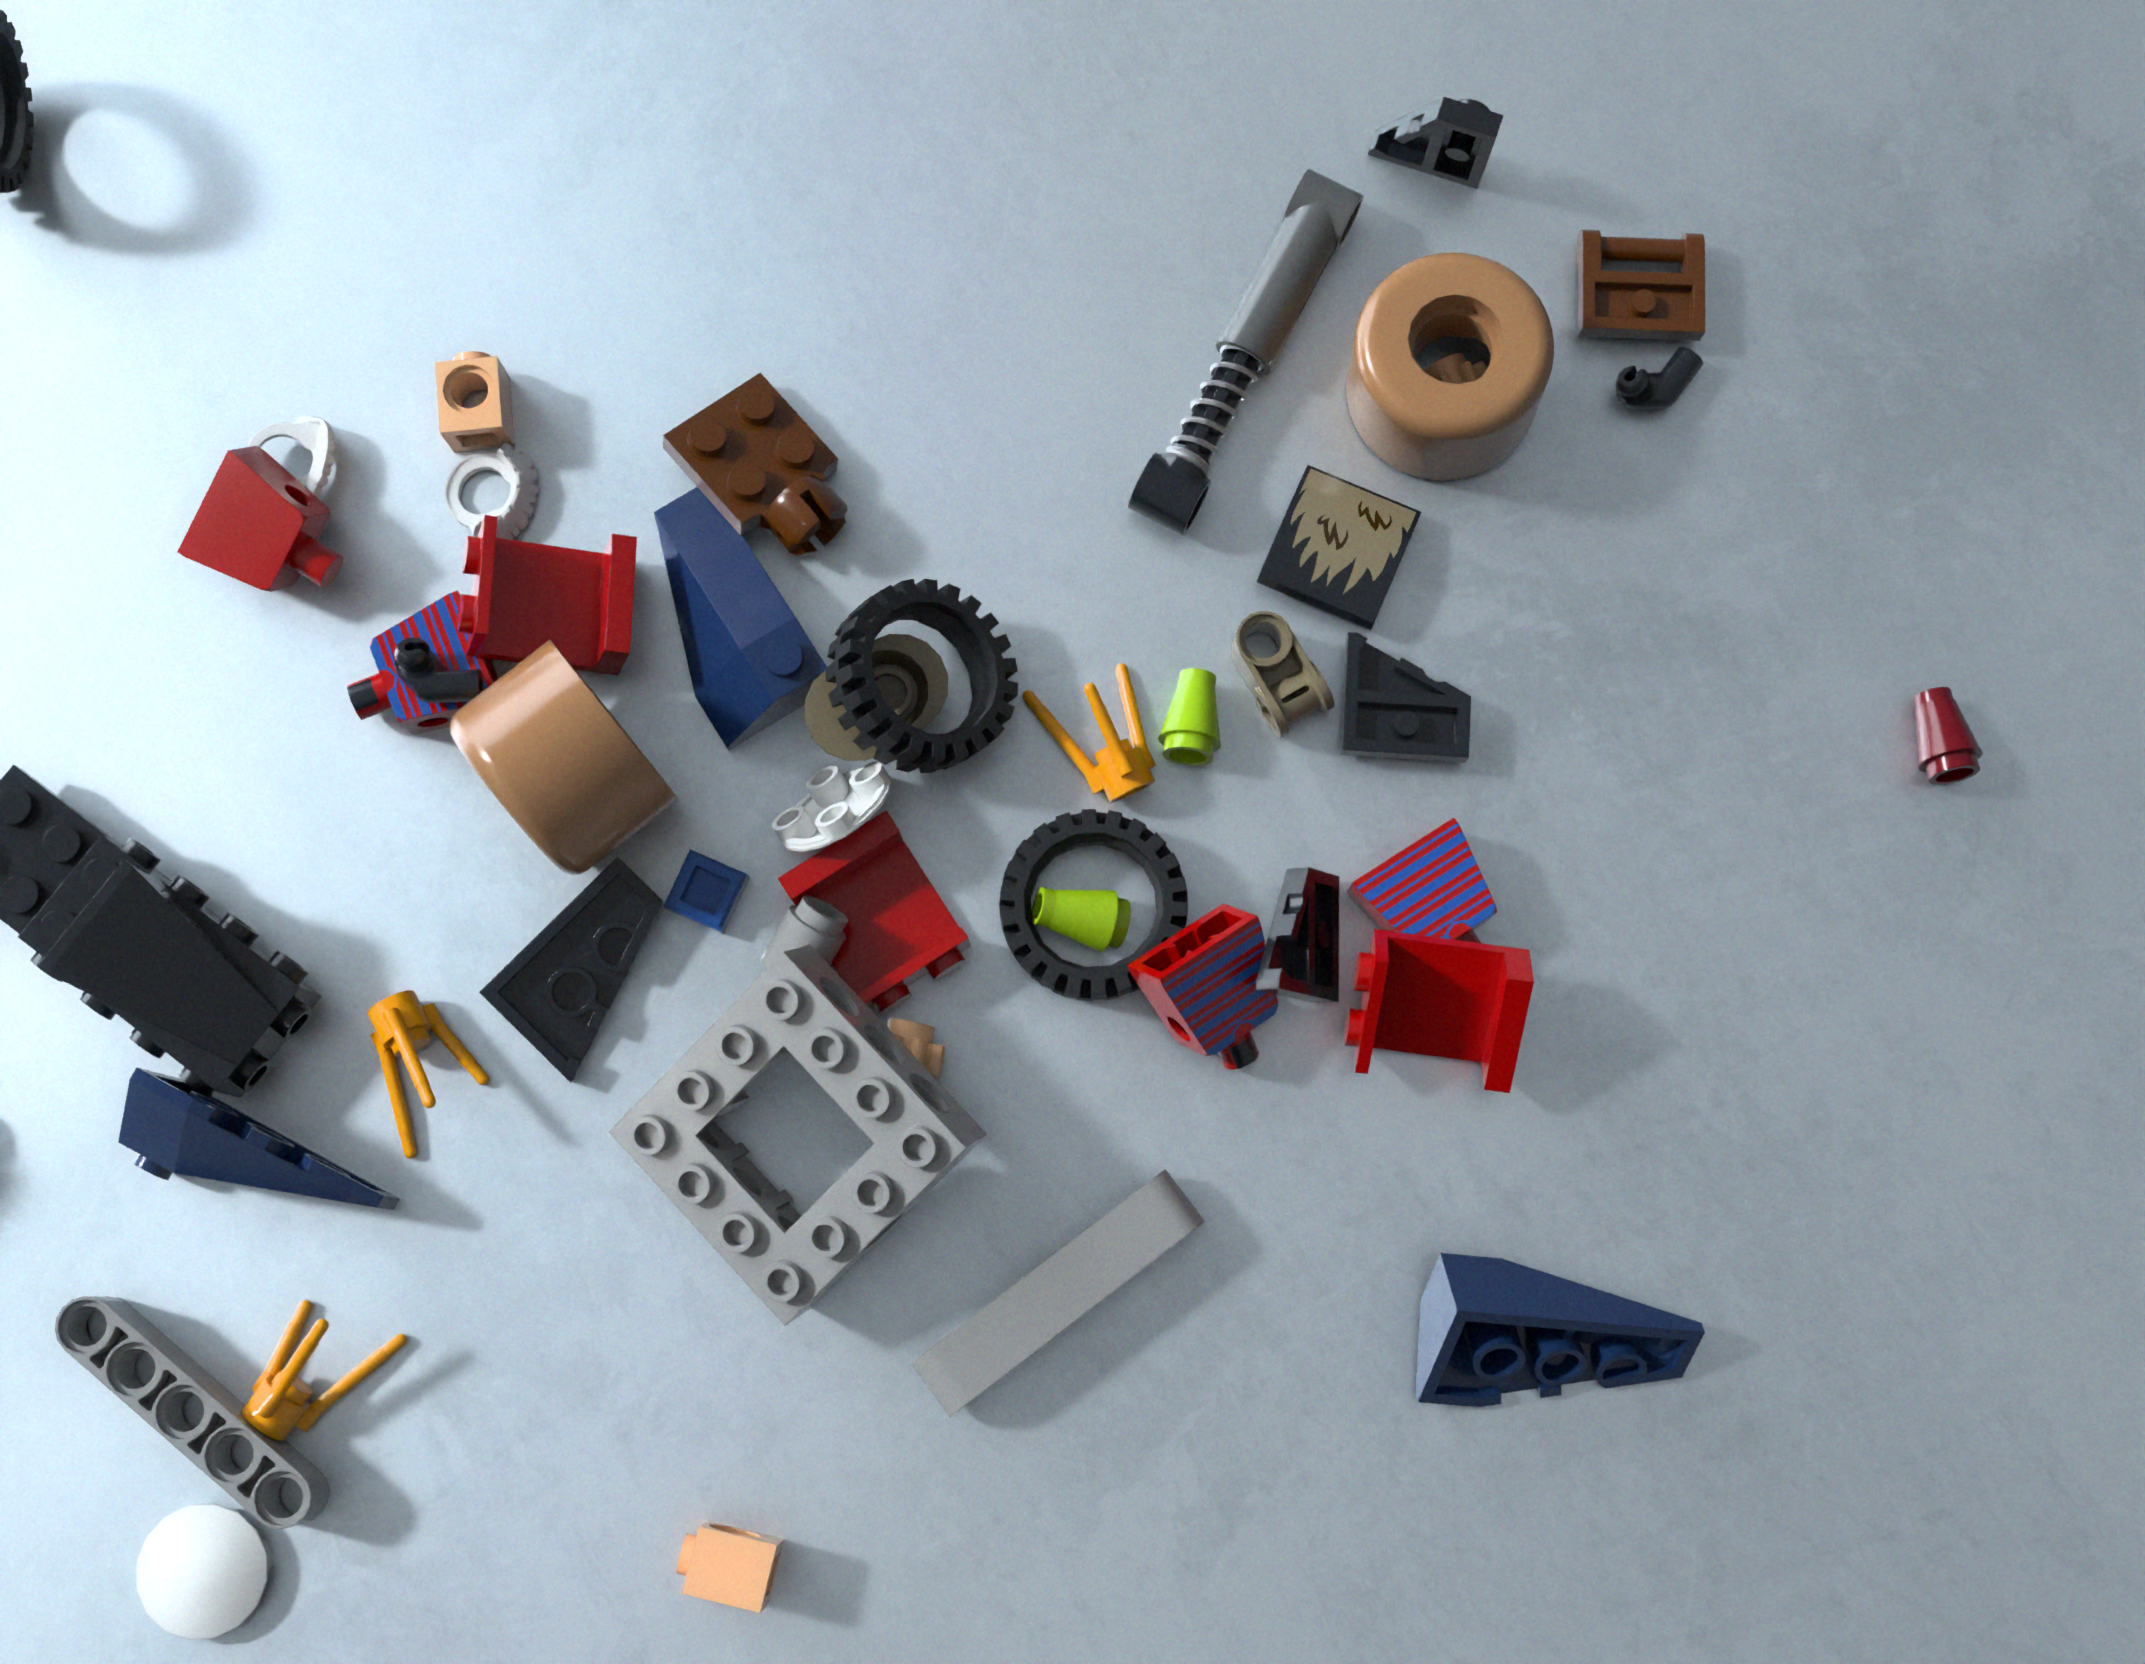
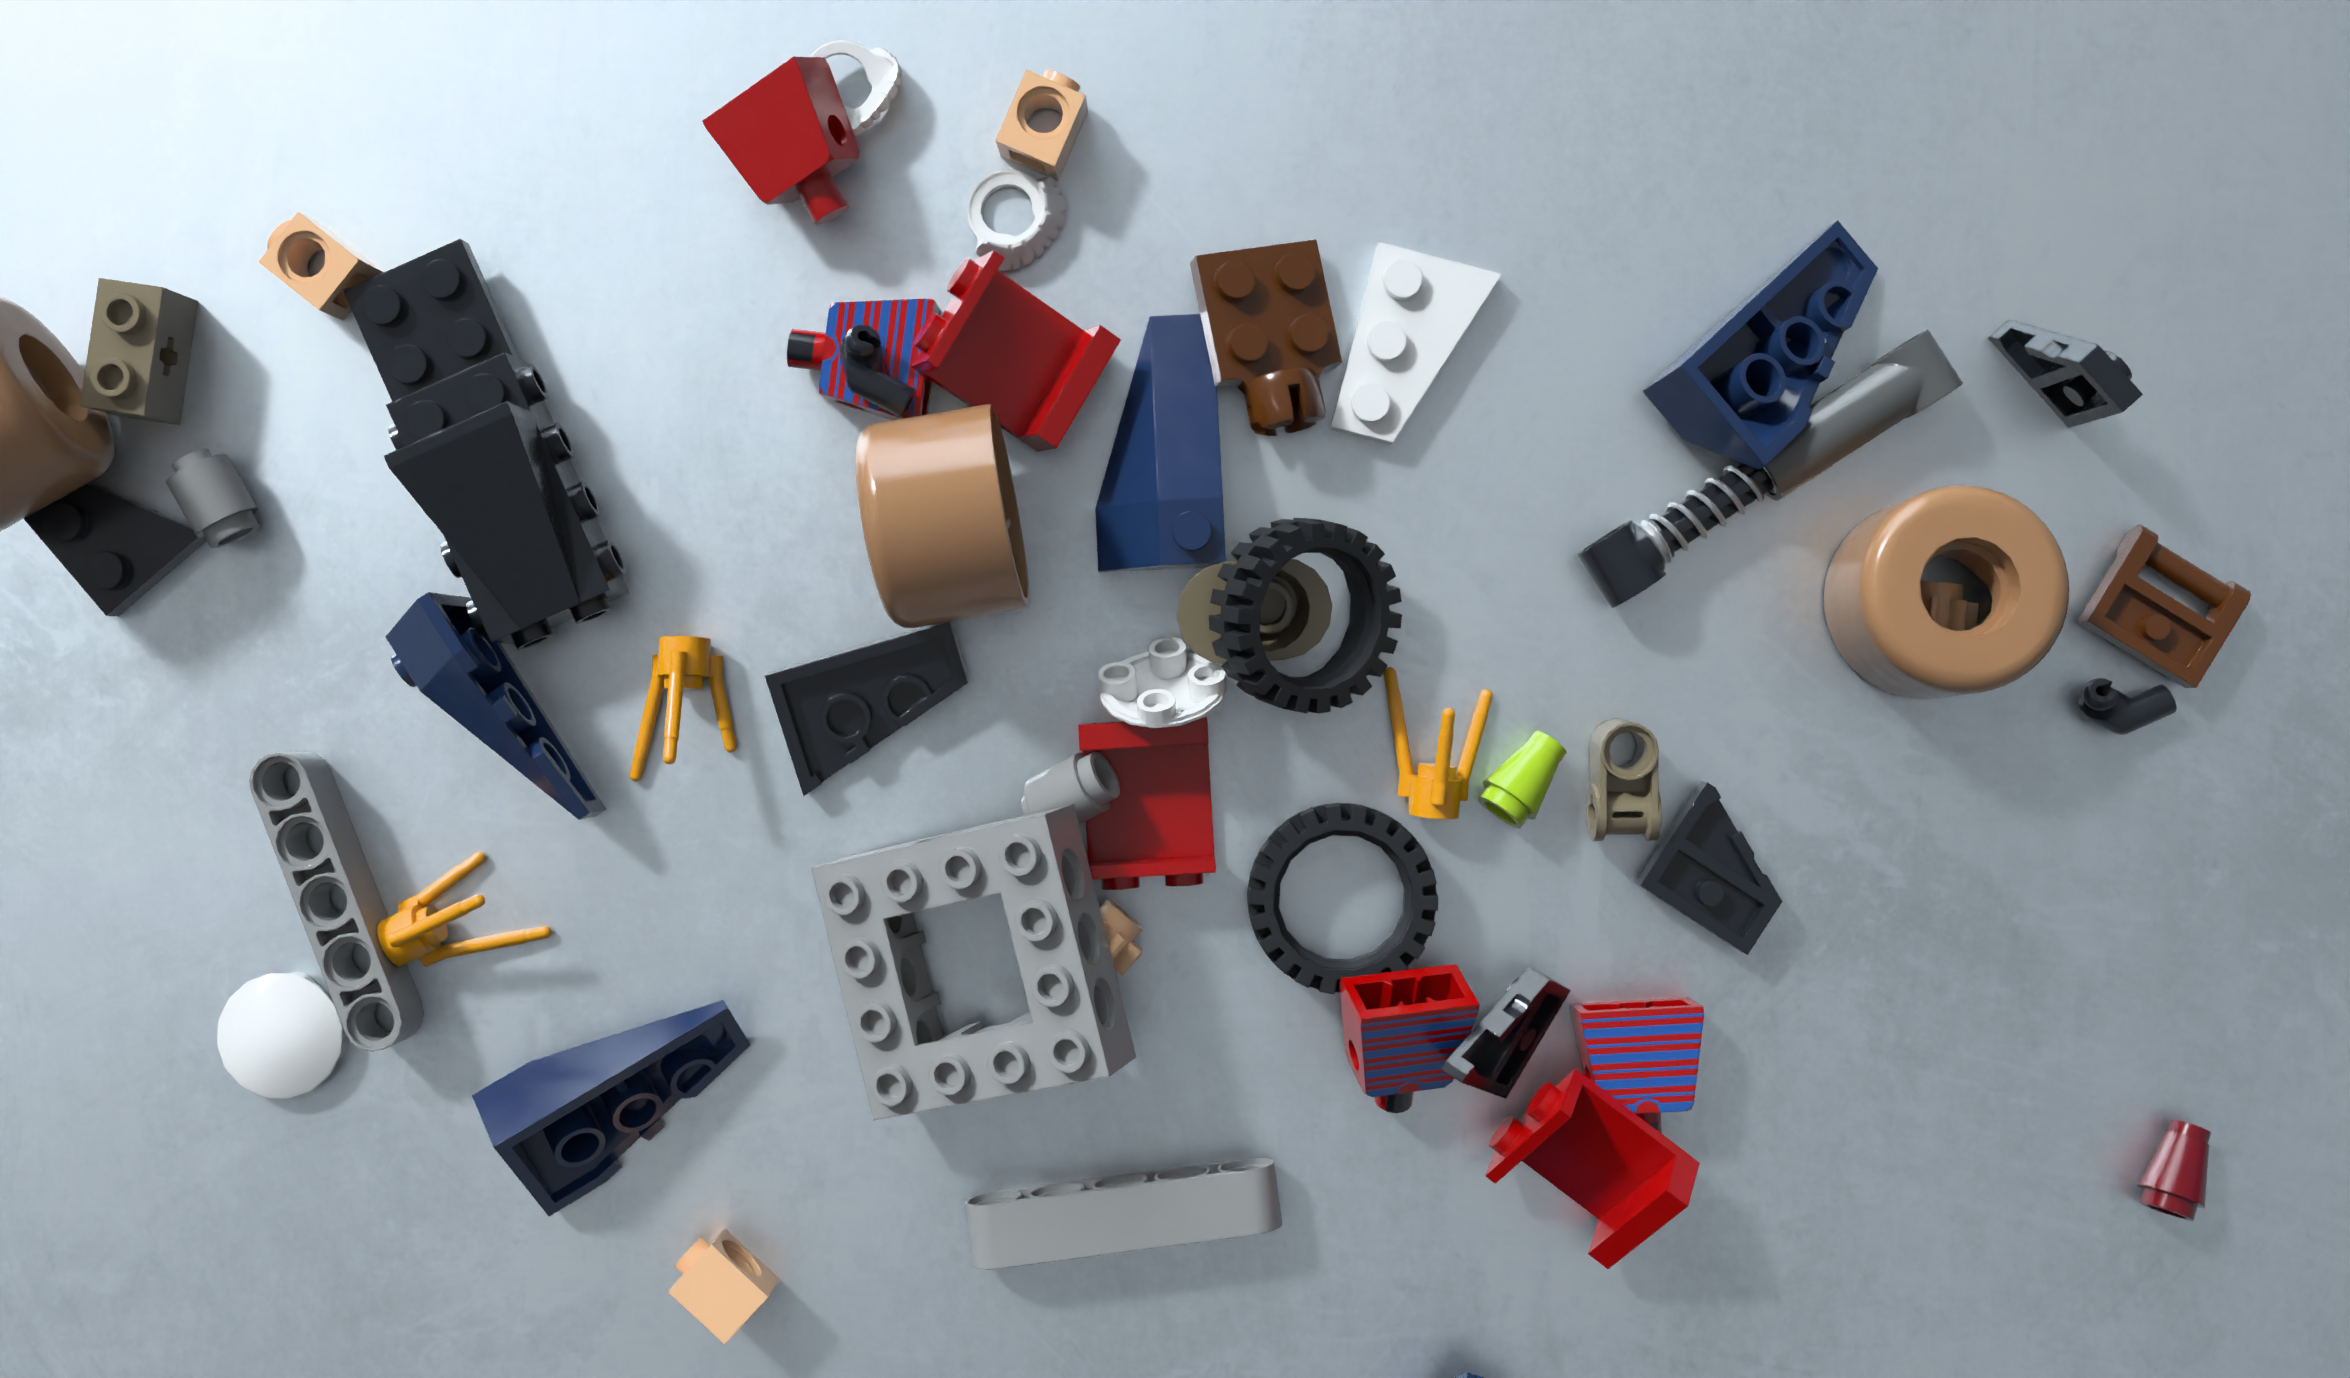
camera: 30 degrees right, 10 degrees up
(521, 1470) = (580, 1109): none -> dark blue wedge
(706, 891) = (1010, 691): blue tile -> none
(879, 411) = (1403, 336): none -> white wing
(1086, 916) = (1331, 906): lime cone -> none
(1191, 265) = (1757, 370): none -> dark blue wedge
(1338, 547) = (1745, 697): slope -> none

